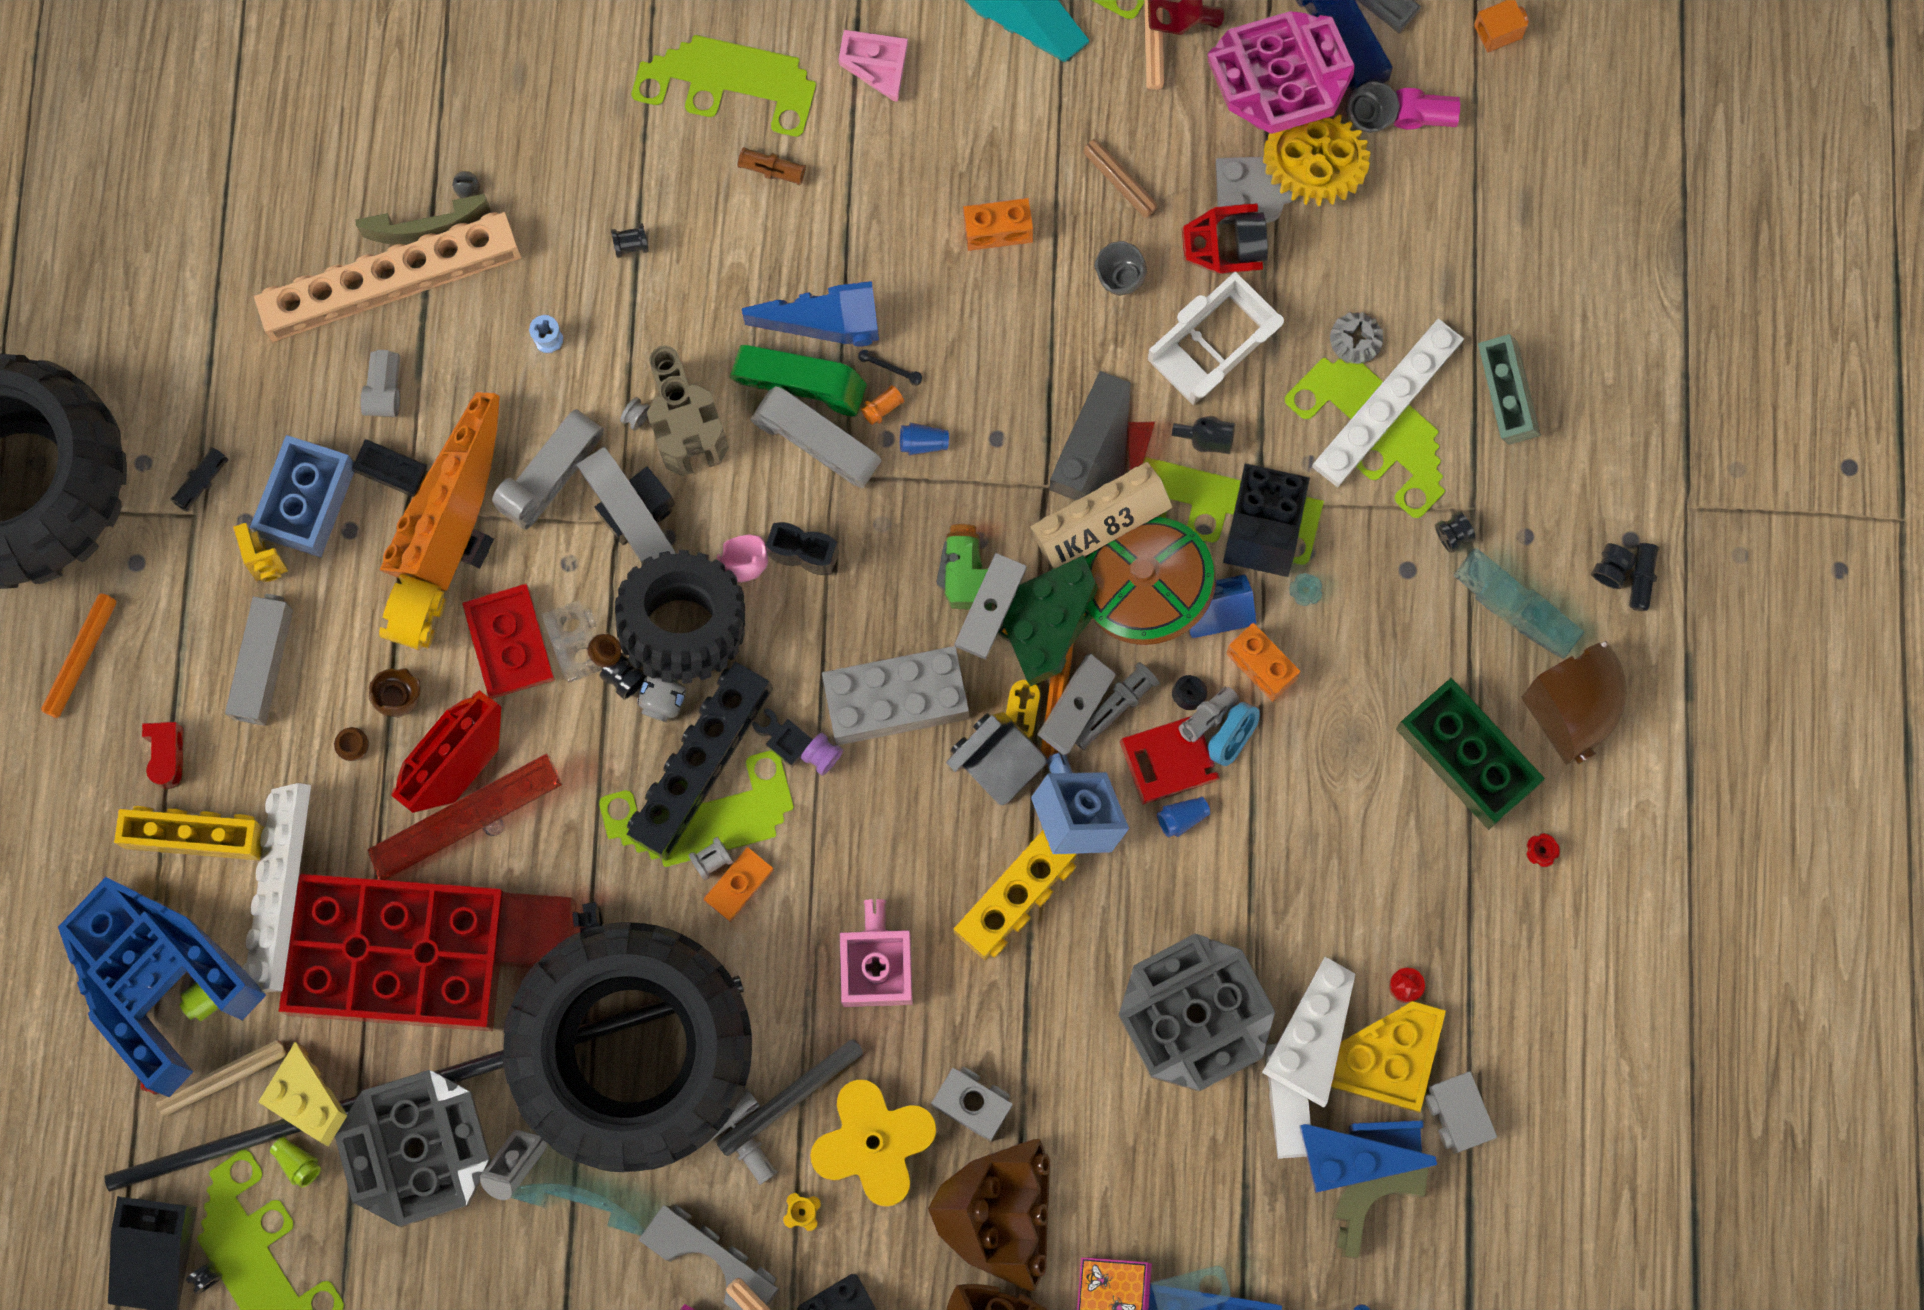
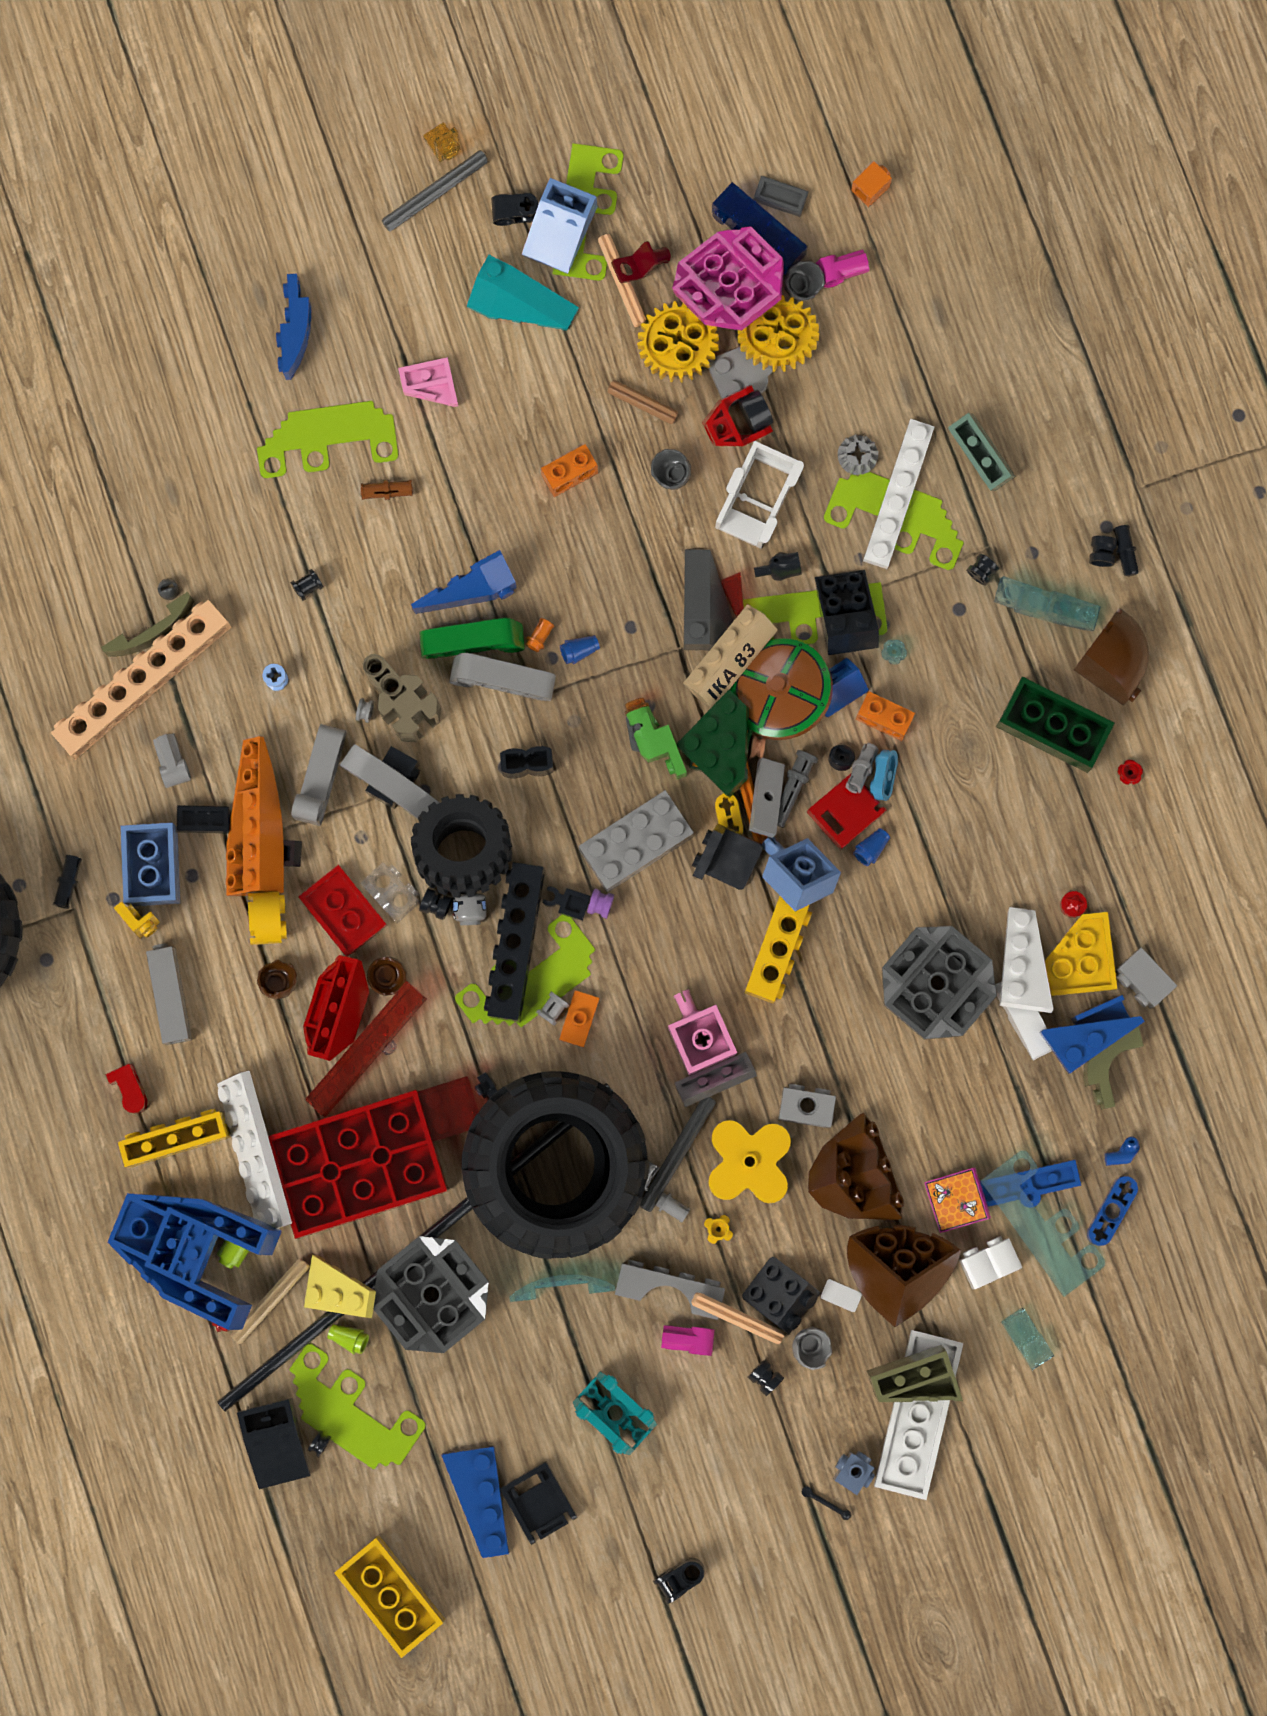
camera: 25 degrees left, 5 degrees up
(78, 655) = (35, 1043): orange axle -> none
(351, 744) = (260, 1029): reddish brown plate -> none
(512, 1164) = (504, 1278): light grey brick -> none
(526, 738) = (386, 975): none -> reddish brown hair
(604, 650) = (417, 891): reddish brown plate -> none
(744, 557) = (487, 784): bright pink hair -> none
(873, 1024) = (715, 1079): none -> flat silver plate
(915, 377) = (554, 605): black hinge -> none
(998, 588) = (679, 737): light grey tile -> none
(1091, 640) = (757, 747): none -> nougat bush
(1170, 140) = (667, 360): none -> yellow gear

